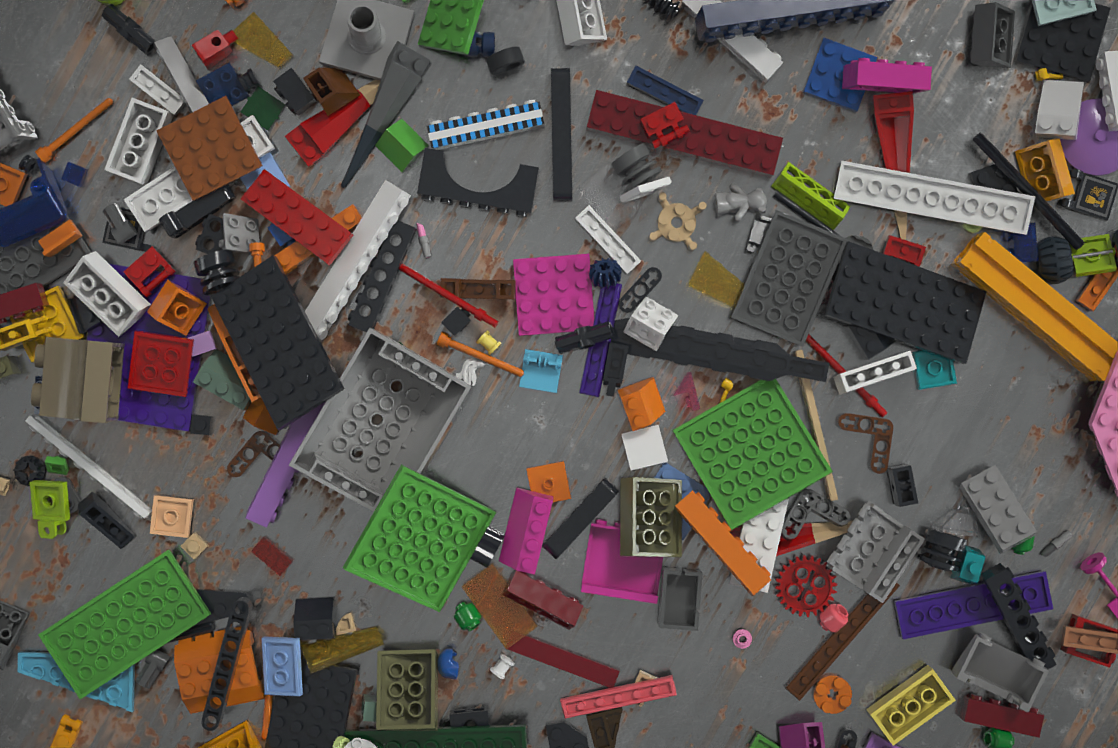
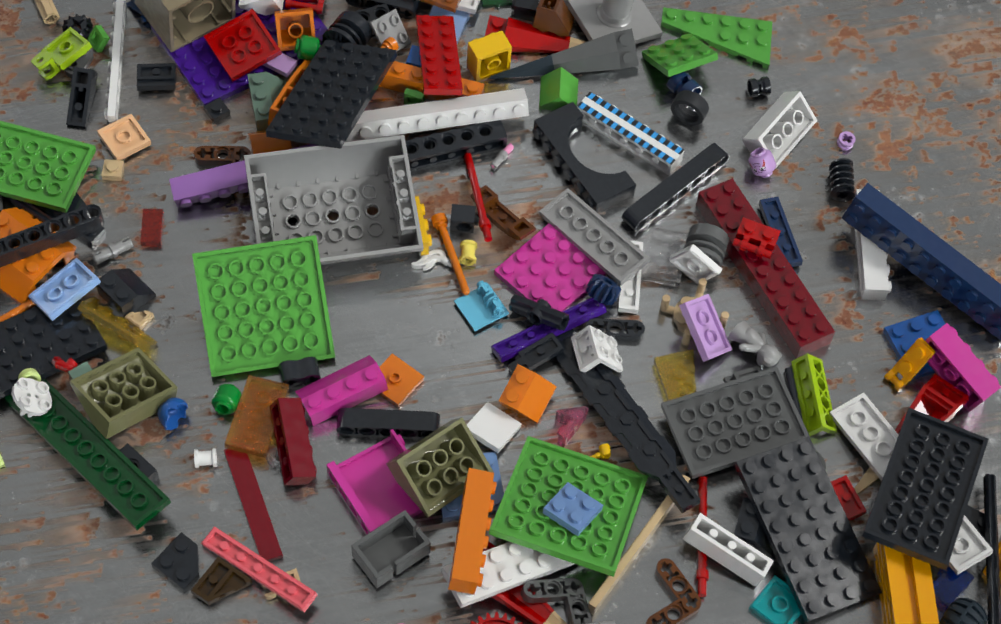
camera: 45 degrees right, 30 degrees down
(131, 447) = (156, 76): none -> black plate
(205, 314) = (307, 47): none -> green head
(270, 601) = (112, 250): none -> light grey pin
(315, 265) = (413, 96): none -> bright green plate
(327, 175) = (488, 55): none -> yellow brick
(357, 717) = (66, 366): none -> red arm
(437, 358) = (426, 238): none -> yellow plate
(555, 238) = (594, 236): none -> light grey plate
(598, 49) = (762, 162): none -> lavender head
(700, 229) = (705, 327): none -> lavender plate
(761, 456) = (572, 509): none -> medium blue plate
(852, 108) = (910, 364): none -> light orange plate
(955, 197) = (926, 488): none -> black plate

